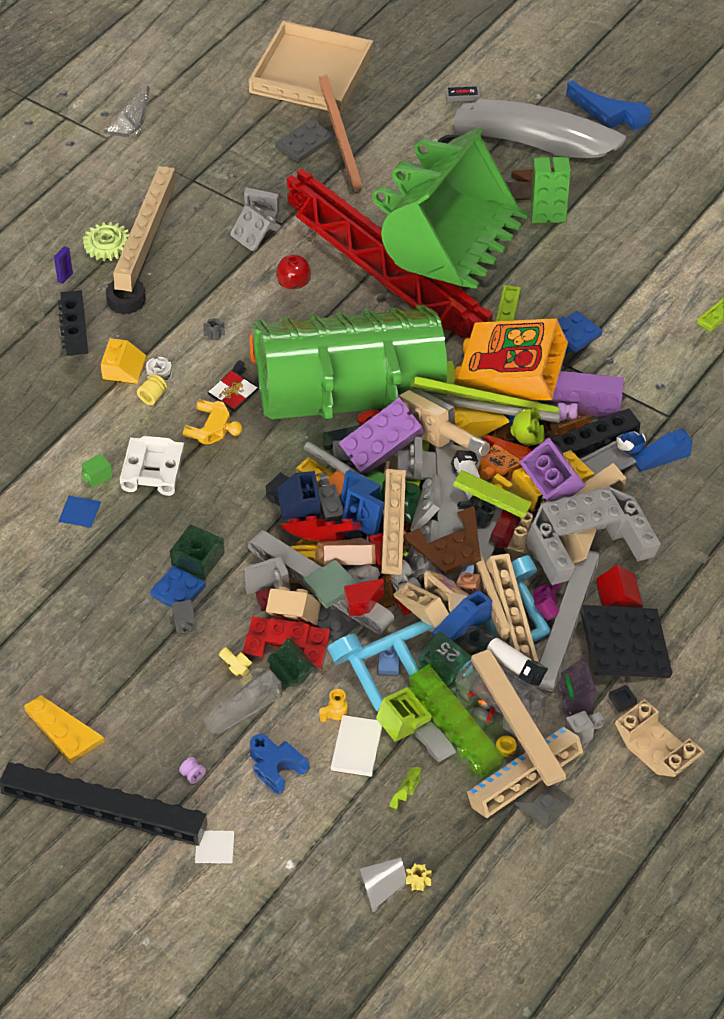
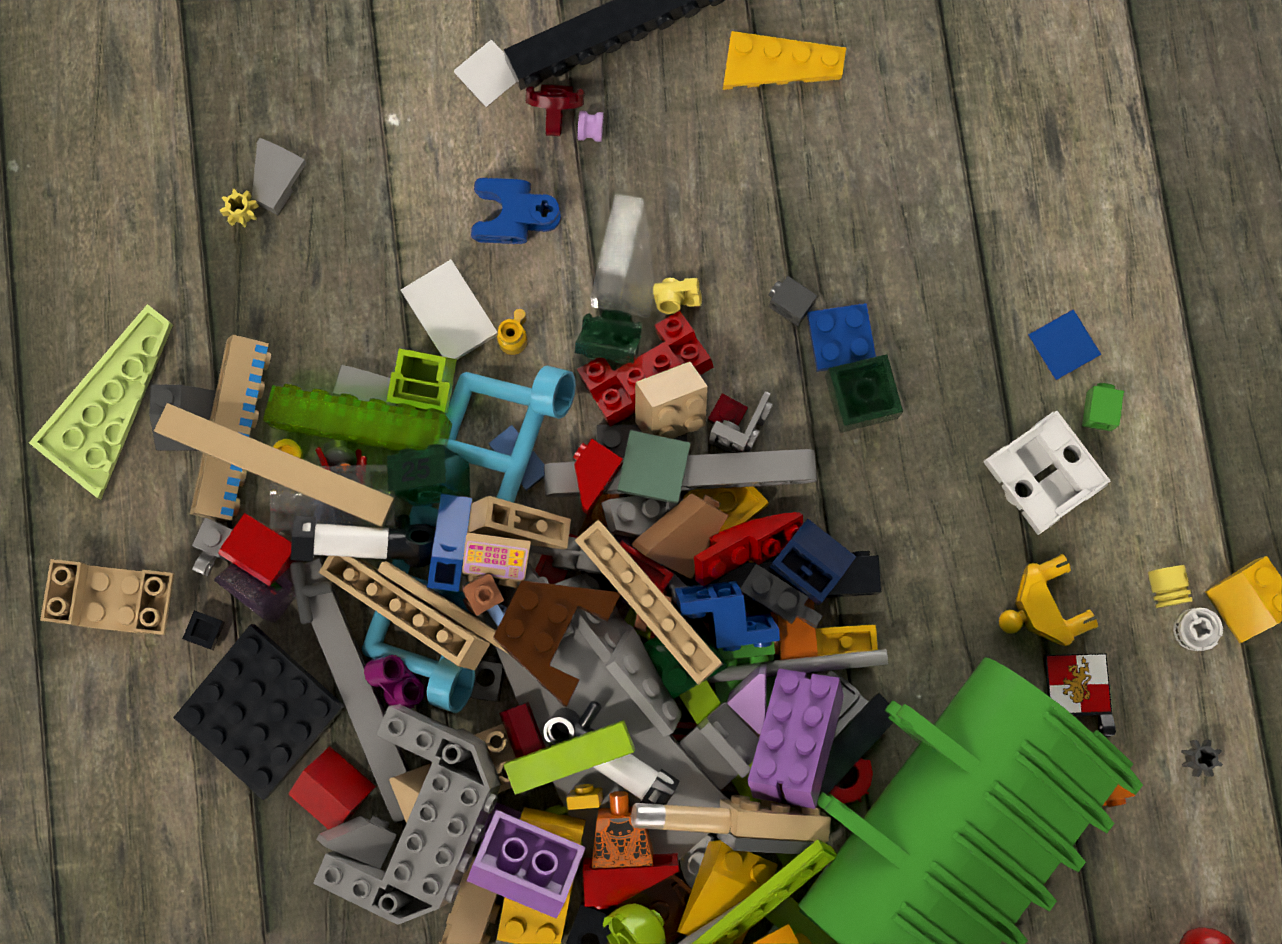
camera: 135 degrees right, 30 degrees up
(197, 790) = (554, 100): none -> dark red tile
(377, 470) = (749, 698): none -> lavender slope
(407, 786) = (344, 298): lime slope -> none
(554, 666) = (305, 591): none -> dark grey piece
(561, 700) = (257, 550): none -> red slope
(590, 836) = (97, 416): none -> yellowish green wing
(624, 554) = (360, 839): none -> light grey slope

